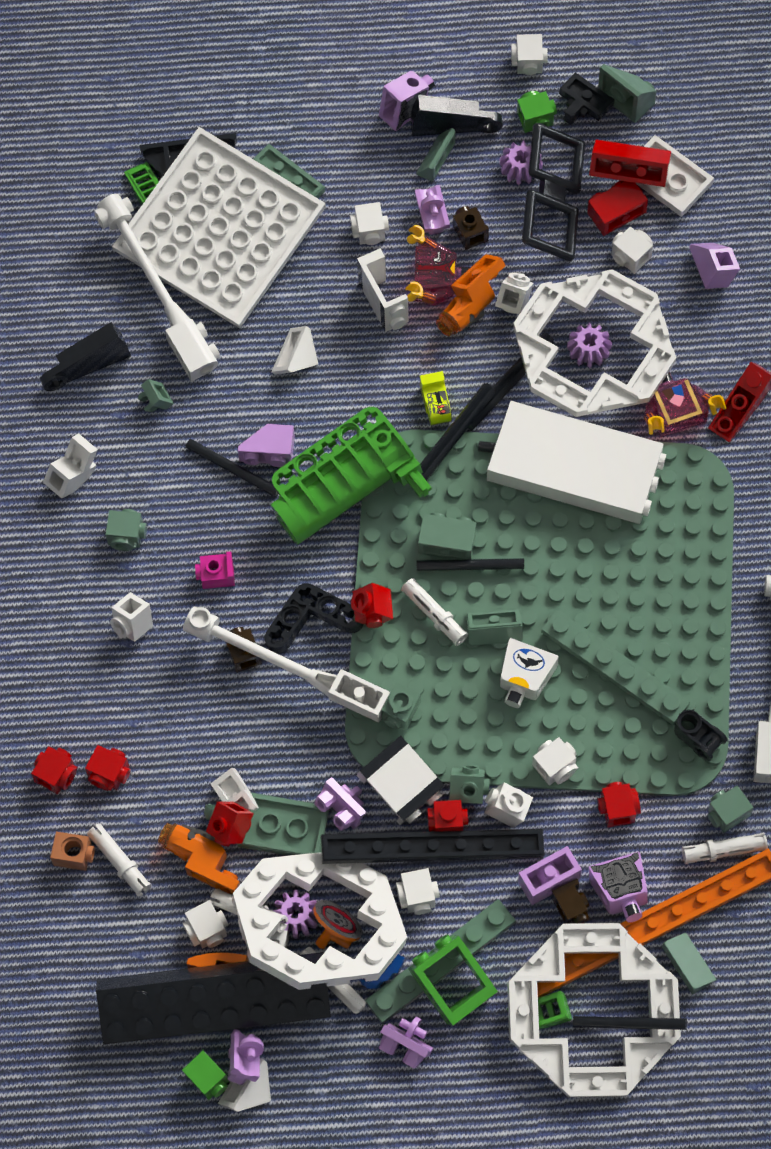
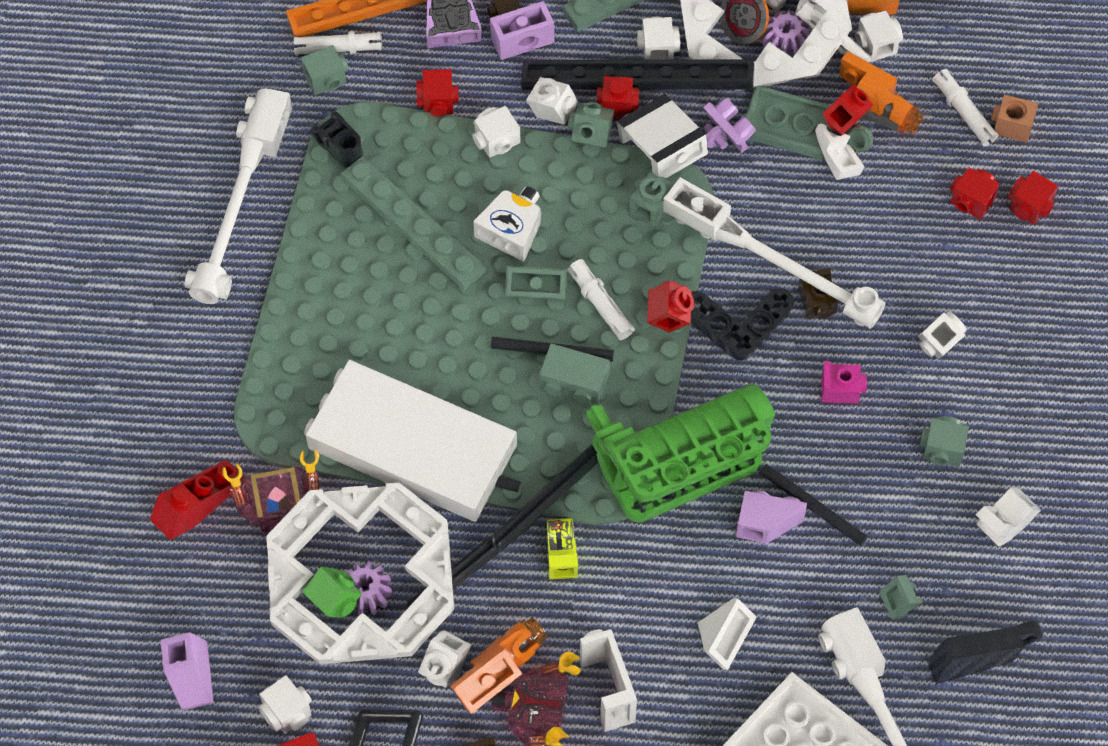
camera: 175 degrees left, 5 degrees down
(612, 320) = (333, 592): none -> bright green brick

